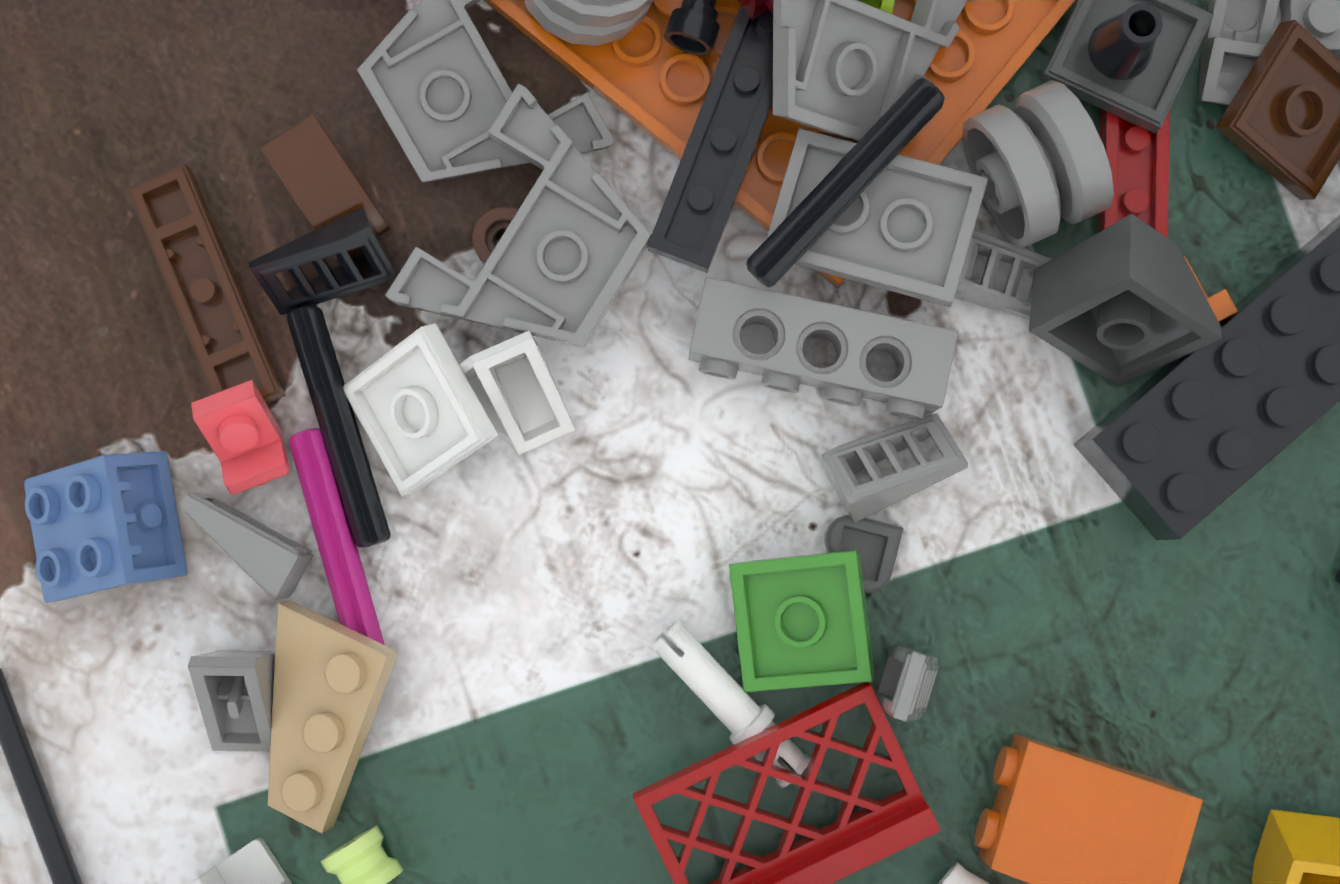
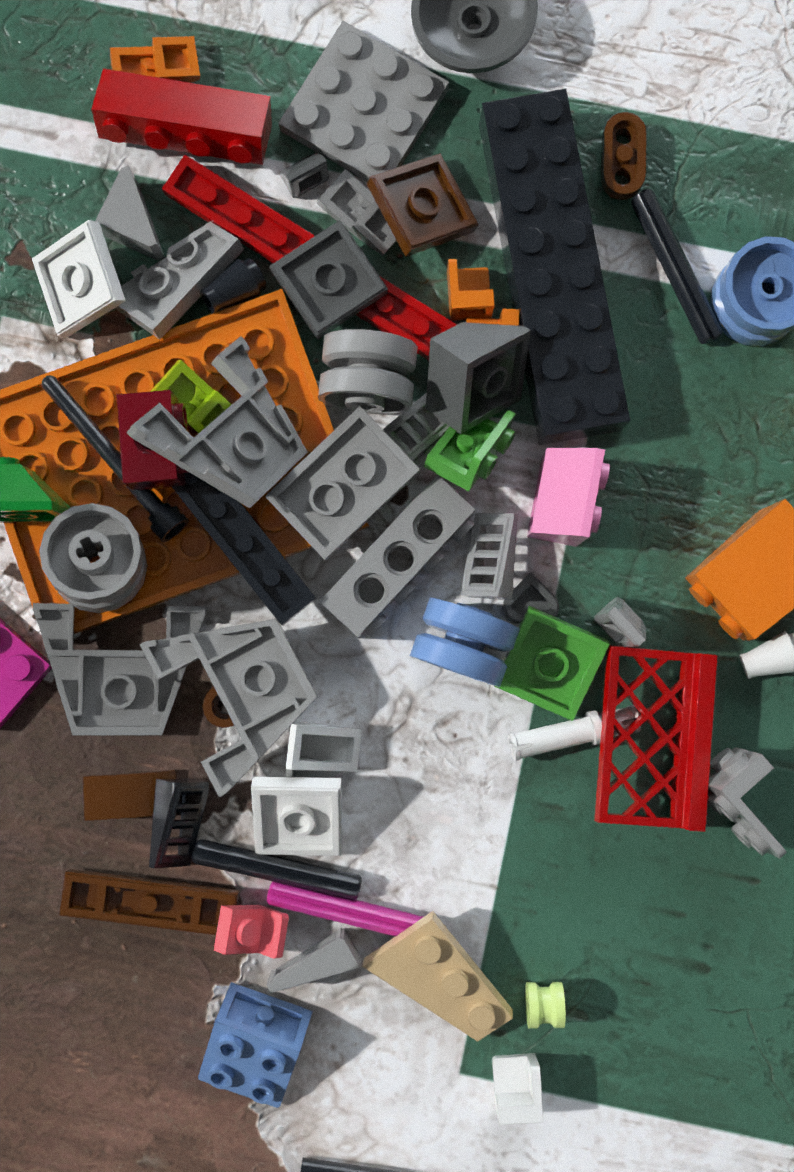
camera: 60 degrees left, 0 degrees up
(235, 698) = (403, 1023): light grey slope -> none
(774, 489) = (466, 636): none -> medium blue wheel
(845, 182) = (314, 489): black axle -> none
(1011, 360) = (473, 453): none -> bright green bracket
(1031, 513) = (567, 495): none -> bright pink slope
(1125, 42) = (331, 289): black cone -> none
(1218, 237) = (469, 292): none -> orange panel

